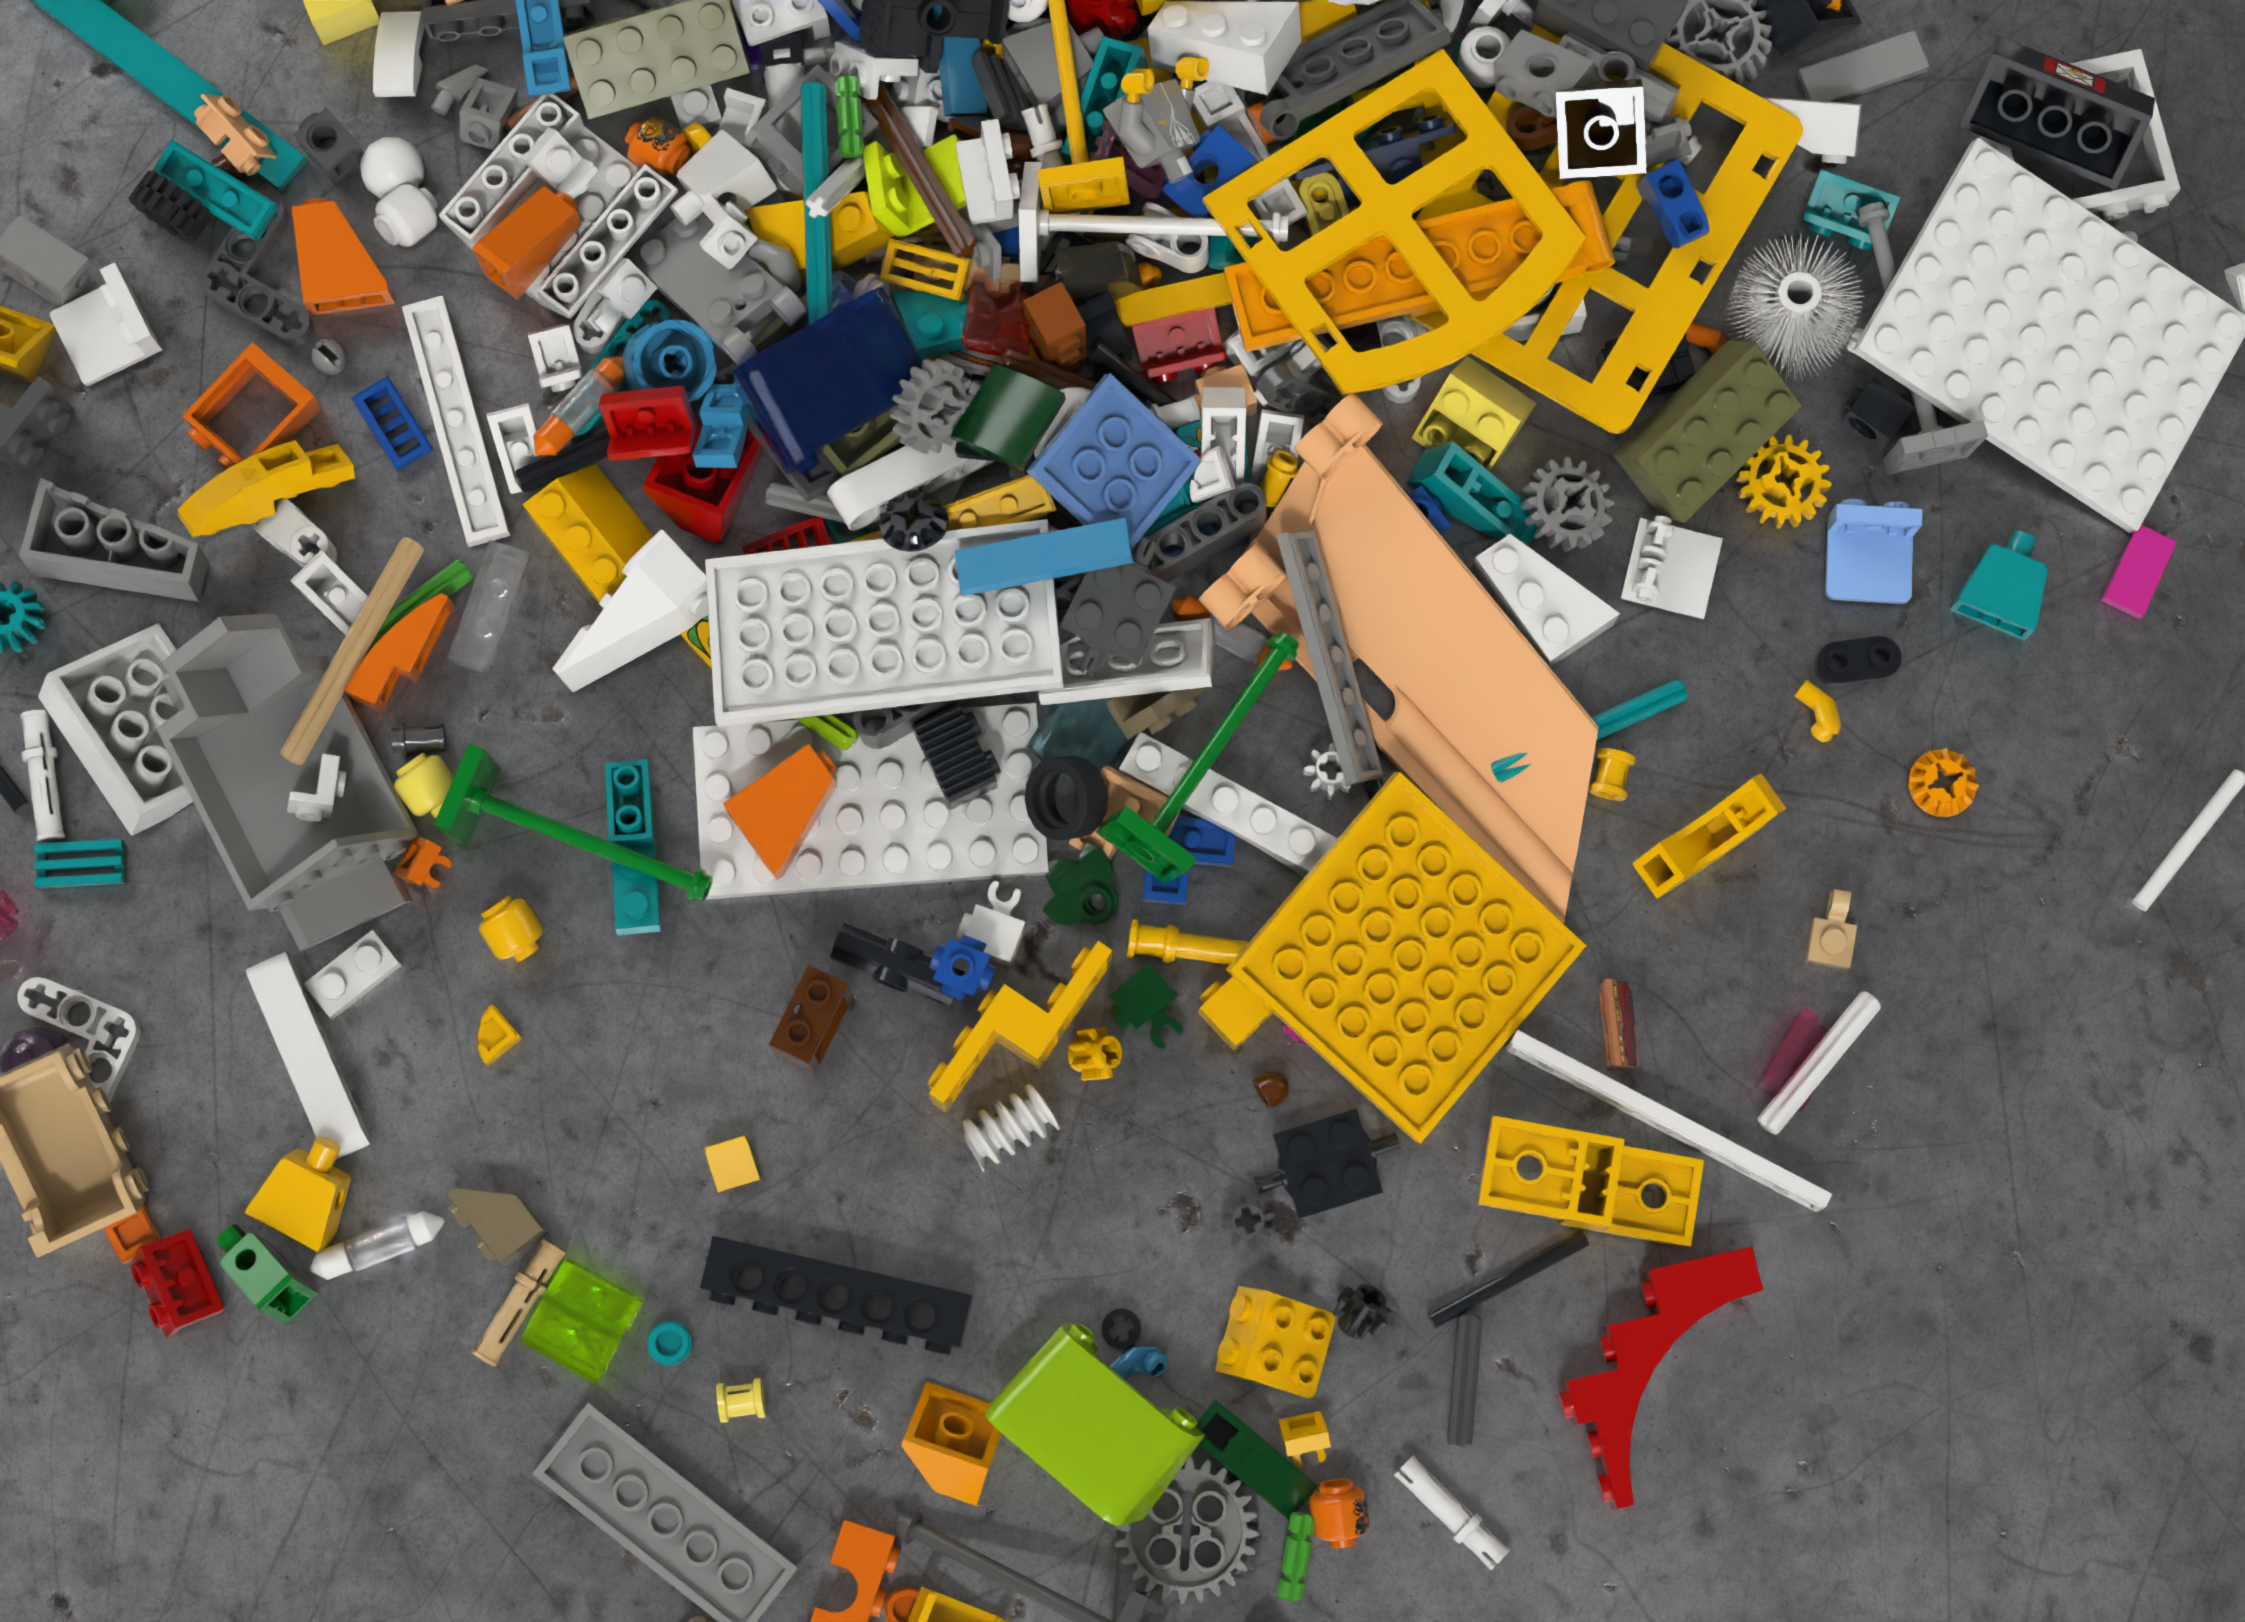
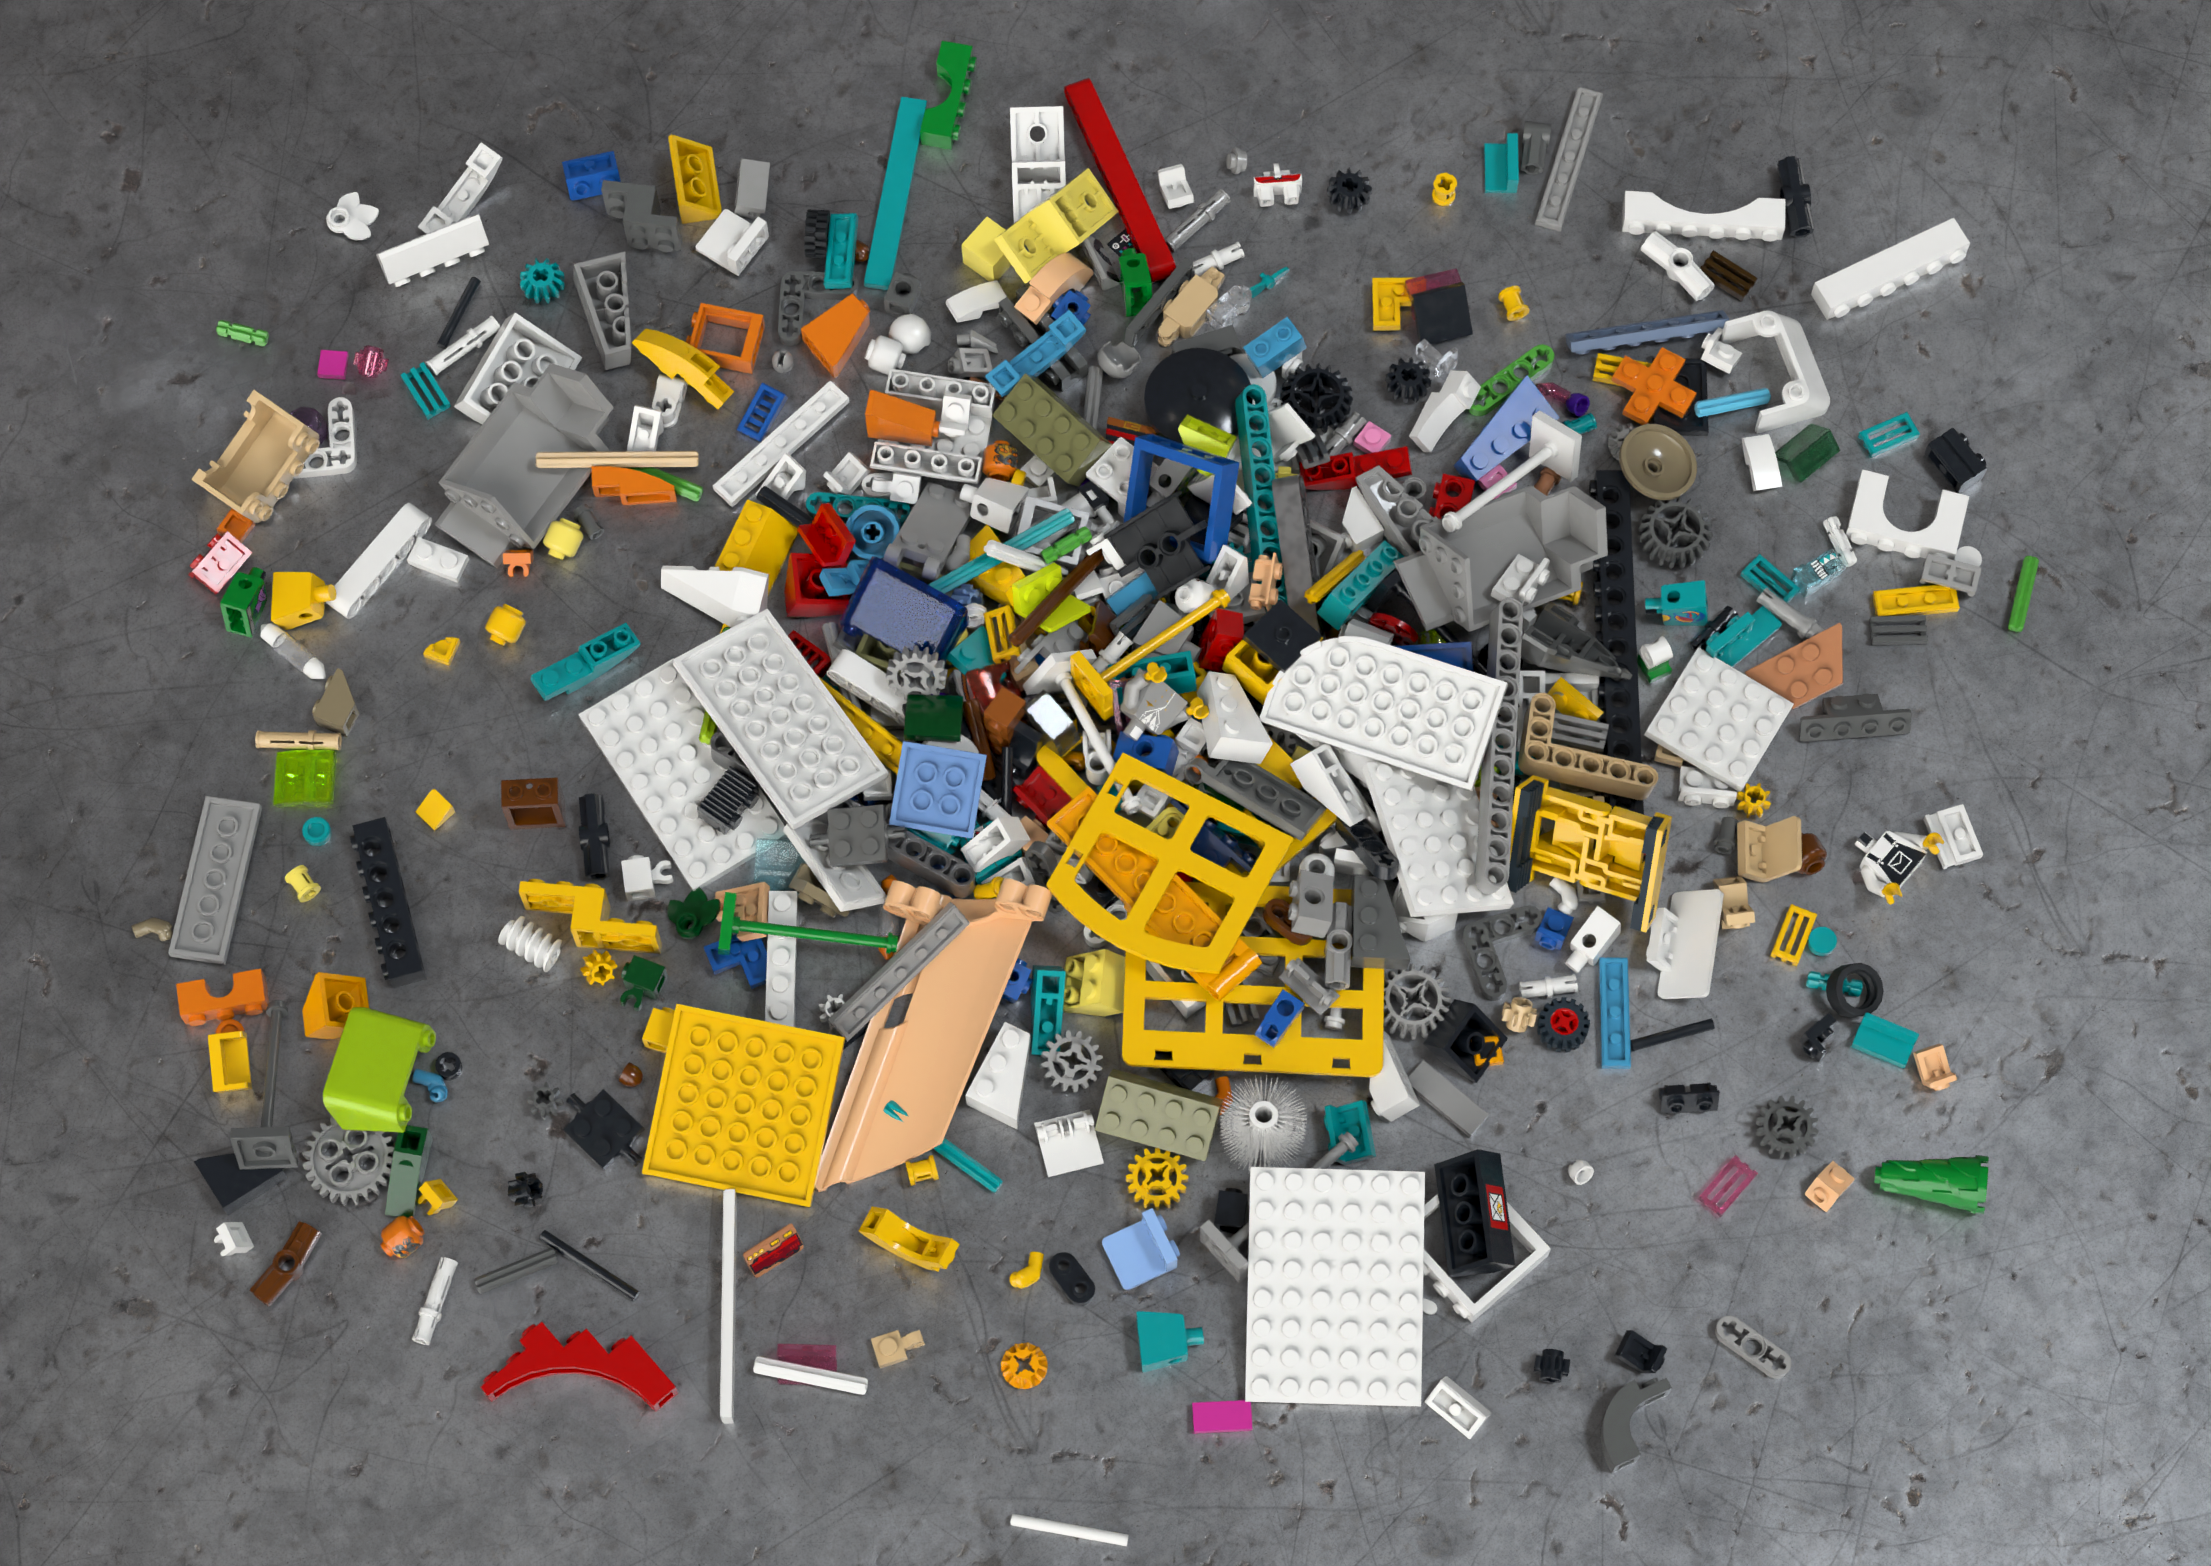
camera: 65 degrees right, 10 degrees down
(246, 142) = (884, 233): light nougat hinge -> none
(329, 784) = (531, 488): white bracket -> none
(471, 797) = (565, 562): green tile -> none
(489, 607) = (684, 518): clear tile -> none
(578, 406) = (813, 497): piece -> none
(729, 236) = (961, 519): white bracket -> none
(783, 807) = (648, 726): orange slope -> none
(924, 531) = (841, 709): black gear -> none
(979, 974) = (604, 864): blue brick -> none
(985, 174) = (1068, 630): white bracket -> none
(1041, 798) = (736, 871): black tyre -> none
(1044, 556) = (861, 778): dark azure tile -> none
(1171, 943) = (686, 976): yellow pin -> none
(1211, 476) = (965, 847): white tile -> none
(1275, 1341) = (483, 1153): yellow bracket -> none
(1296, 1556) = (365, 1227): bright green axle -> none
(1590, 1181) = (666, 1276): yellow bracket -> none
(1601, 129) = (1293, 947): slope -> none

